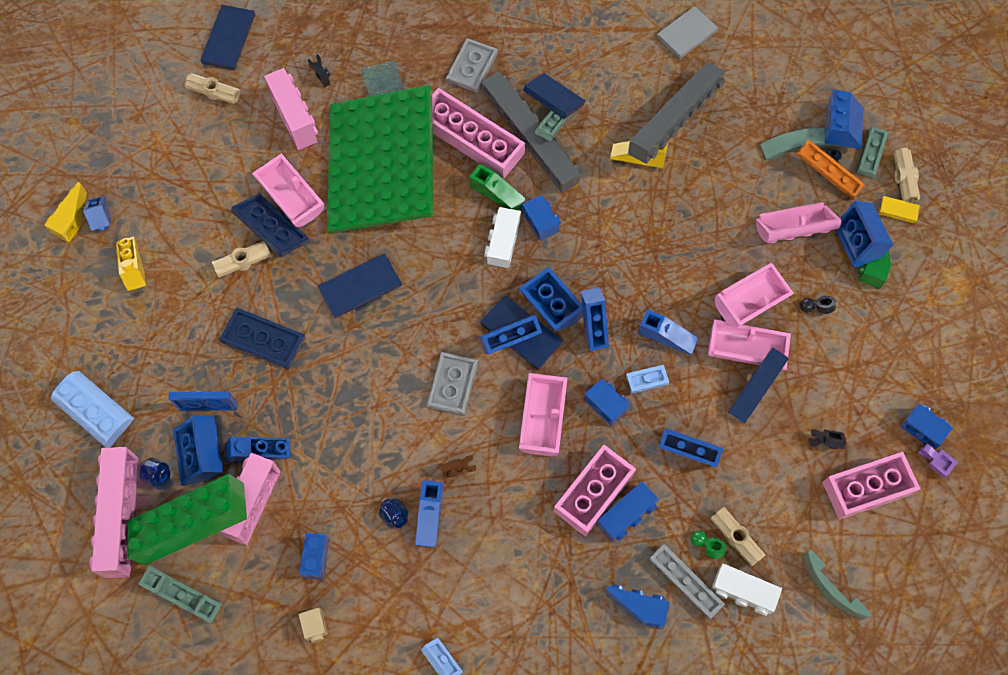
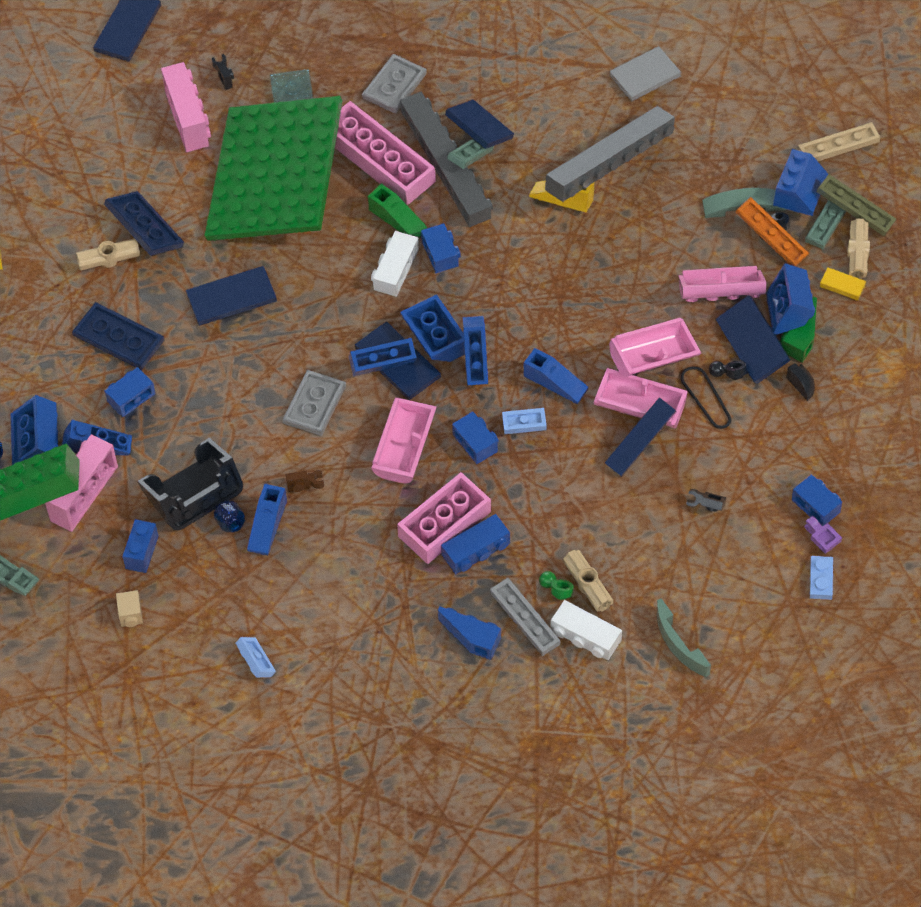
camera: 10 degrees right, 10 degrees down
(203, 401) = (48, 384): blue tile -> none
(212, 88) = (102, 77): tan piece -> none
(281, 395) = (129, 392): none -> blue brick
(289, 191) = (170, 191): bright pink container -> none
(356, 487) = (195, 489): none -> black windscreen
(691, 447) = (555, 489): blue brick -> none
(811, 329) = (697, 401): none -> black piece
(836, 274) = (753, 339): none -> dark blue tile
(869, 77) = (841, 142): none -> tan plate
(871, 485) = (740, 547): bright pink brick -> none
(885, 308) = (801, 380): none -> black brick
(897, 134) = (856, 205): none -> olive plate
(945, 503) = (821, 577): none -> light blue plate

